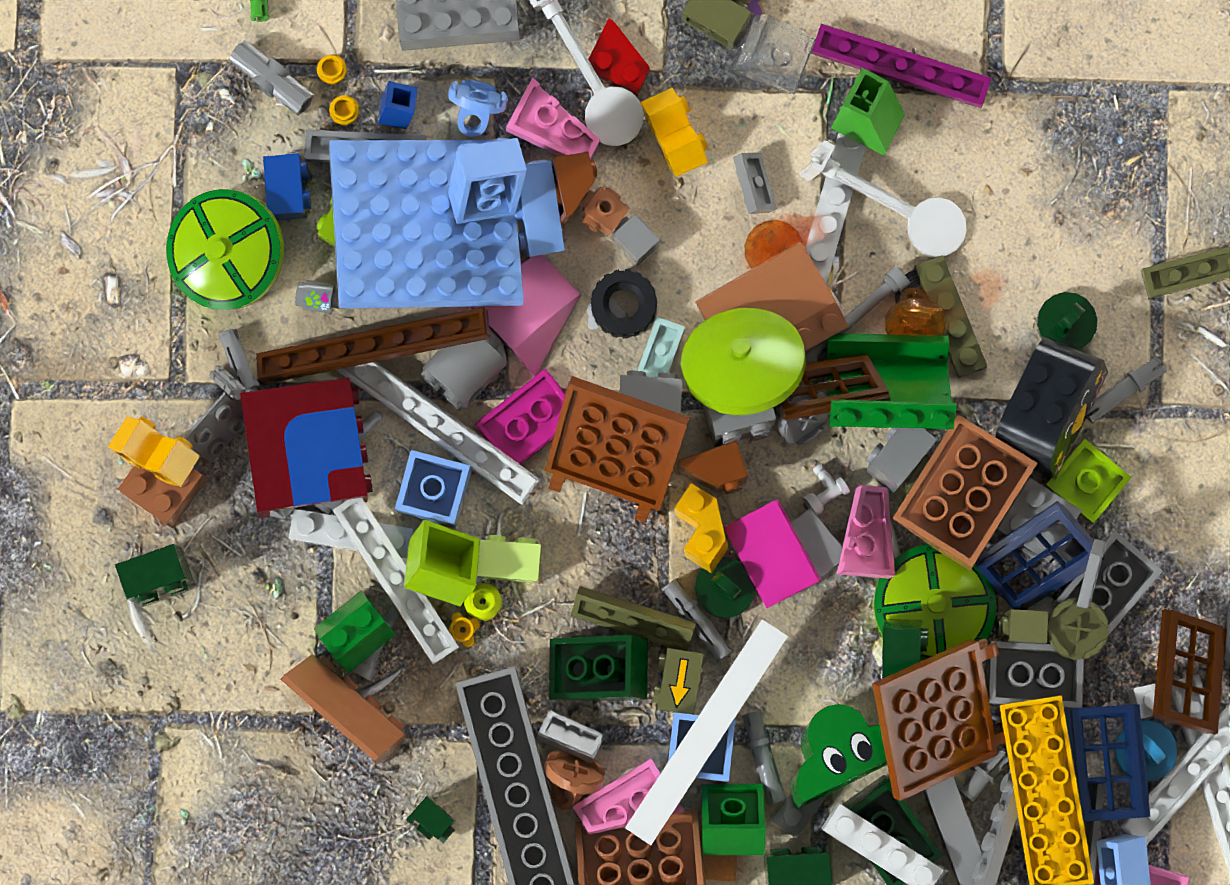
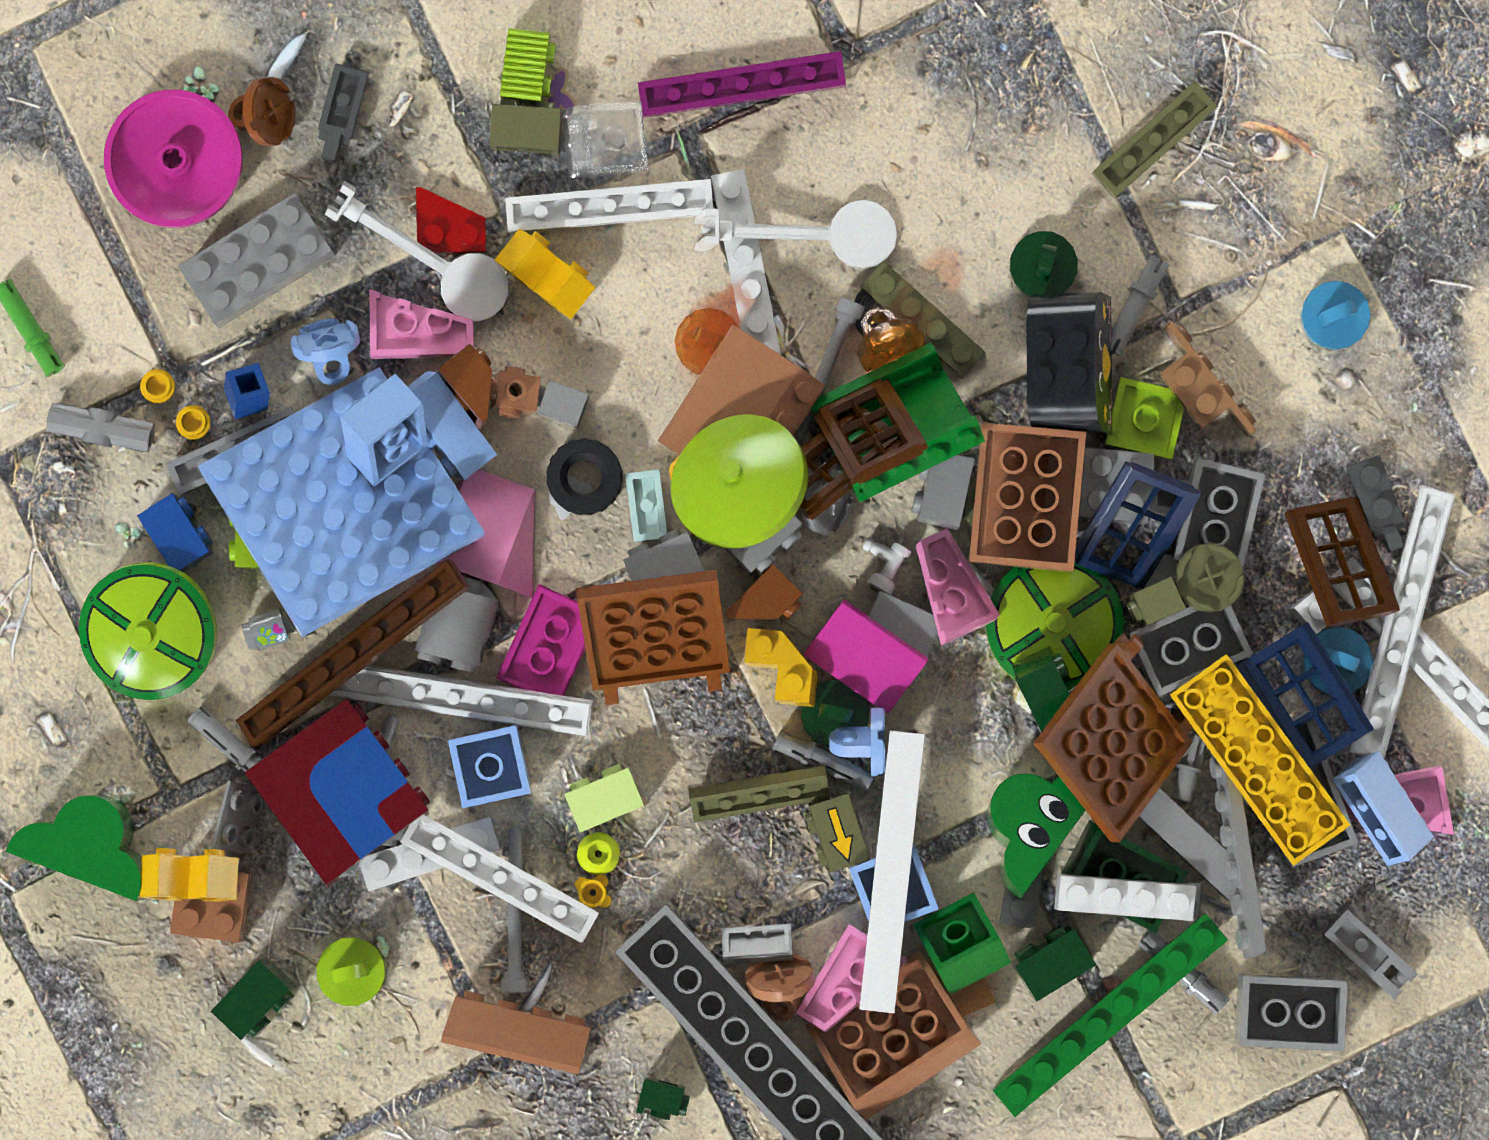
camera: 30 degrees left, 5 degrees up
(91, 384) = (87, 843): none -> green brick
(227, 382) = (223, 766): light grey axle -> none
(242, 594) = (351, 971): none -> lime tile
(354, 631) = (484, 951): green slope -> none
(442, 563) = (538, 838): lime piece -> none
(598, 668) = (750, 861): dark green slope -> none
(736, 619) = (862, 741): none -> light blue tile
(748, 105) = (608, 206): none -> white plate
(754, 183) = (654, 284): light grey plate -> none
(763, 756) = (960, 864): light grey pin -> none
(840, 384) = (891, 408): none -> reddish brown piece
(870, 112) = (735, 152): bright green slope -> none
(1091, 573) = (1195, 517): light grey tile -> none
(1142, 477) = (1197, 386): none -> medium nougat bracket

